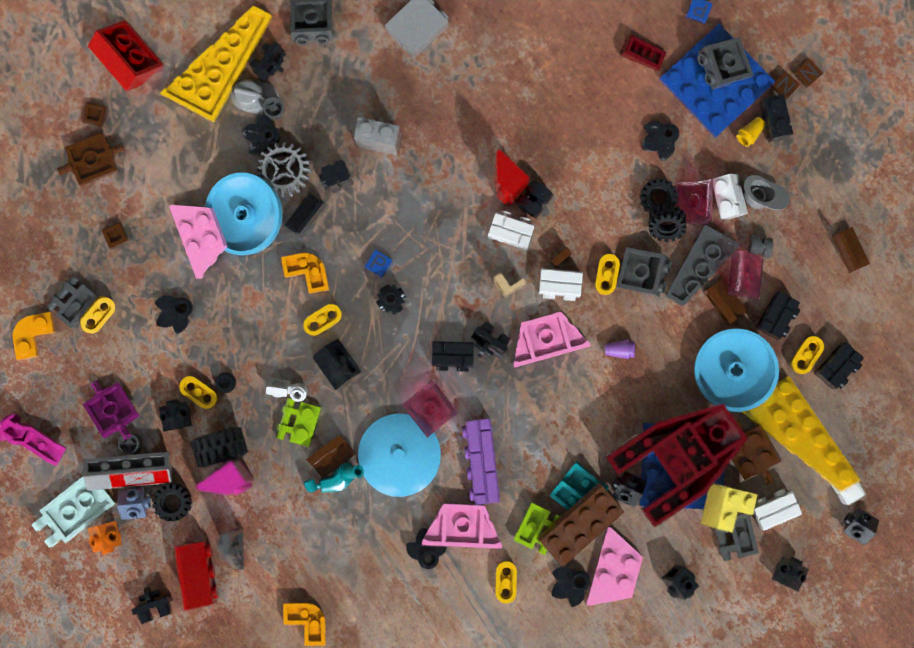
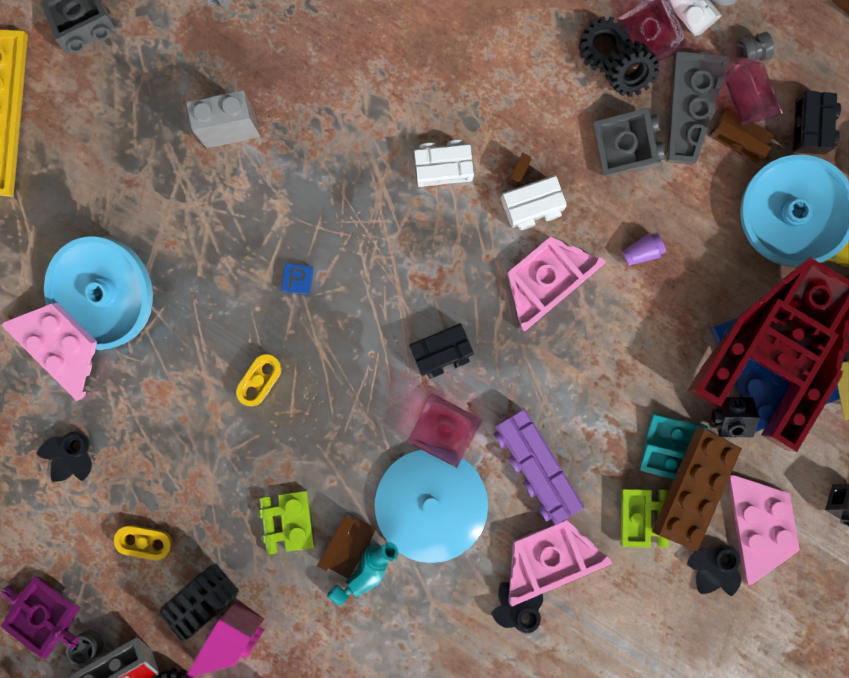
camera: 35 degrees left, 0 degrees up
(175, 415) = (125, 586): black brick -> none
(225, 382) = (172, 514): black plate -> none
(251, 94) = (50, 142): light grey piece -> none
(258, 134) = (75, 186): black plate -> none
(269, 63) = (48, 90): black hips -> none
(272, 105) = (74, 142): dark grey wheel -> none
(281, 388) = (246, 488): white plate -> none
(289, 163) = (128, 194): light grey gear -> none
(305, 215) = (179, 260): black panel -> none
(310, 266) = (215, 321): light orange plate -> none
(335, 177) = (194, 194): black brick -> none
(336, 364) = (301, 427): black panel -> none
(391, 307) = (341, 323): black brick -> none
(489, 344) = (479, 316): black hips -> none
(504, 287) = (467, 236): tan panel -> none
(506, 581) = (636, 601): yellow plate -> none
(509, 179) = (412, 97): red slope -> none
(539, 194) = (454, 113): black wheel -> none
(608, 275) = (586, 166): yellow plate -> none

